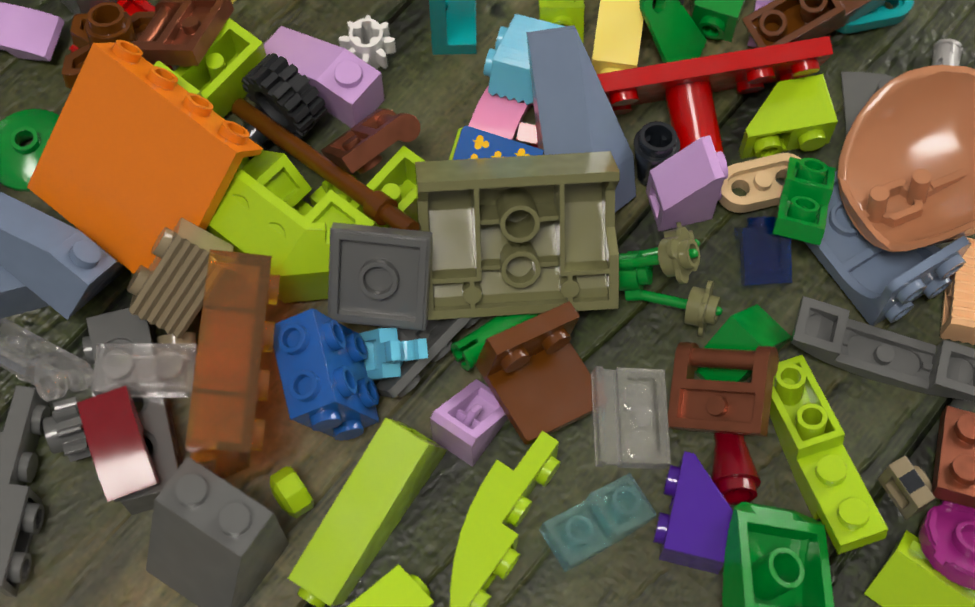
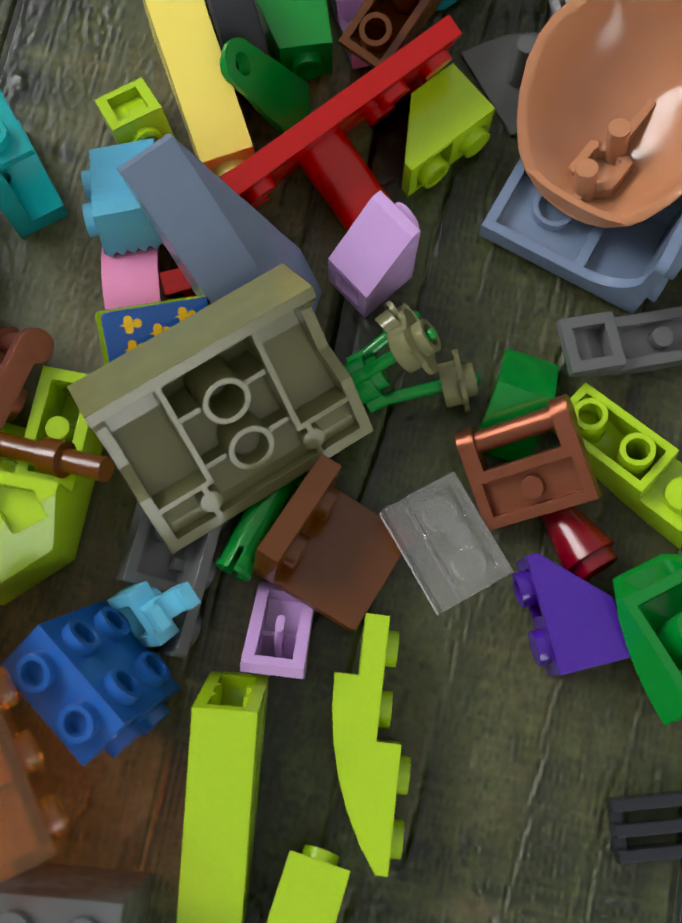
camera: 30 degrees left, 10 degrees up
(290, 492) = (126, 822): lime tile -> none
(379, 276) = (95, 538): dark grey tile -> none
(597, 522) = (469, 673): clear light blue slope -> none
(653, 146) = (319, 230): black cone -> none
(758, 180) = (445, 216): tan plate -> none
(763, 255) = (488, 287): clear blue bracket -> none
(804, 200) = (505, 213): green slope -> none

